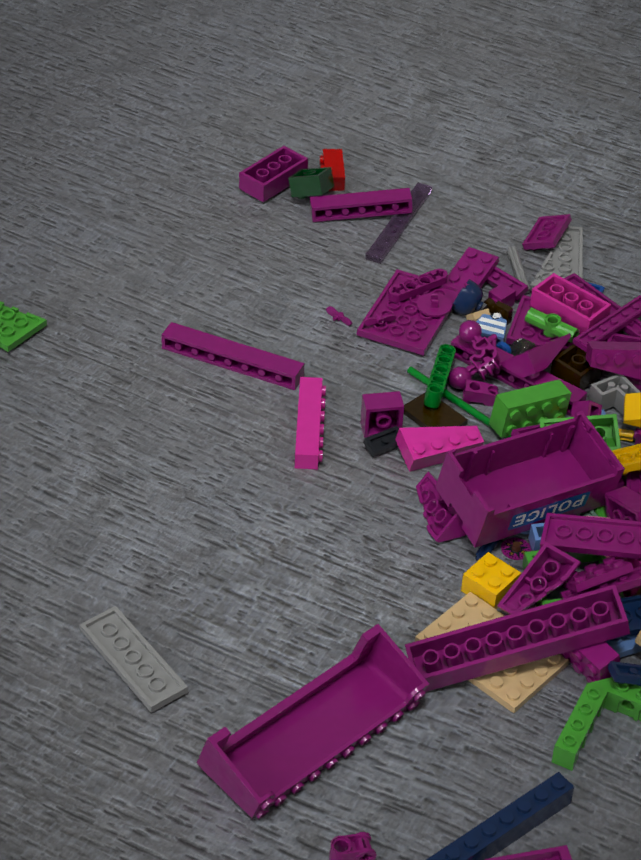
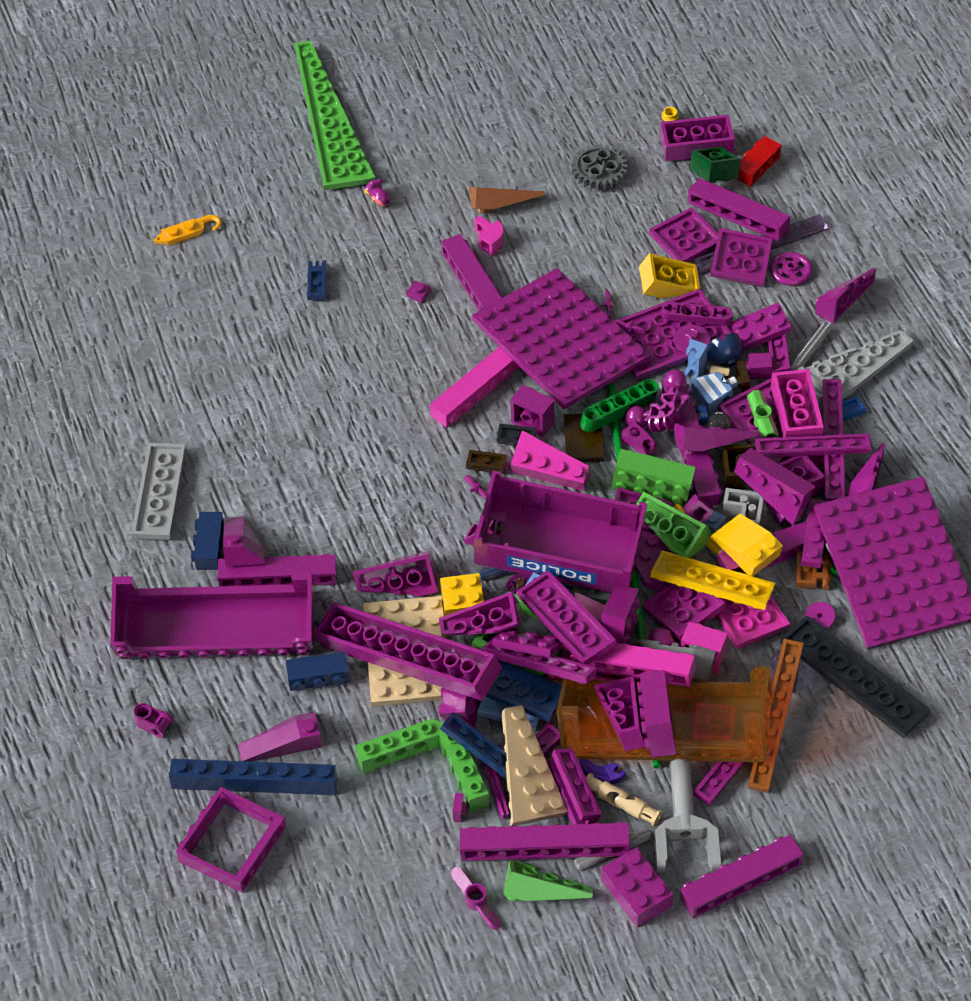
camera: 45 degrees right, 10 degrees up
(63, 330) = (377, 193): none -> magenta animal
(82, 419) = (316, 281): none -> dark blue hinge
(165, 286) = (495, 198): none -> dark orange wedge
(177, 384) = (418, 291): none -> magenta plate
(191, 311) = (490, 235): none -> dark pink brick
(220, 227) = (599, 167): none -> dark grey gear
(227, 670) = (208, 540): none -> dark blue brick
(230, 170) = (670, 114): none -> yellow plate
(262, 651) = (241, 543): none -> magenta wedge
(313, 658) = (279, 571): none -> magenta brick
(338, 352) = (560, 338): none -> magenta plate
(341, 242) = (685, 236): none -> magenta plate
(362, 274) = (667, 276): none -> yellow slope
(383, 473) = (486, 461): none -> dark brown plate
(396, 497) = (476, 487): none -> magenta piece
(401, 234) = (741, 257): none -> magenta plate
(425, 592) = (407, 575): none -> magenta wedge
(440, 227) = (793, 280): none -> magenta plate
(444, 713) = (317, 671): none -> dark blue brick
(456, 312) = (696, 358): none -> medium blue hinge
(478, 784) = (285, 738): none -> magenta wedge
(502, 225) = (840, 298): none -> magenta wedge
(547, 232) = (874, 326): magenta plate -> none

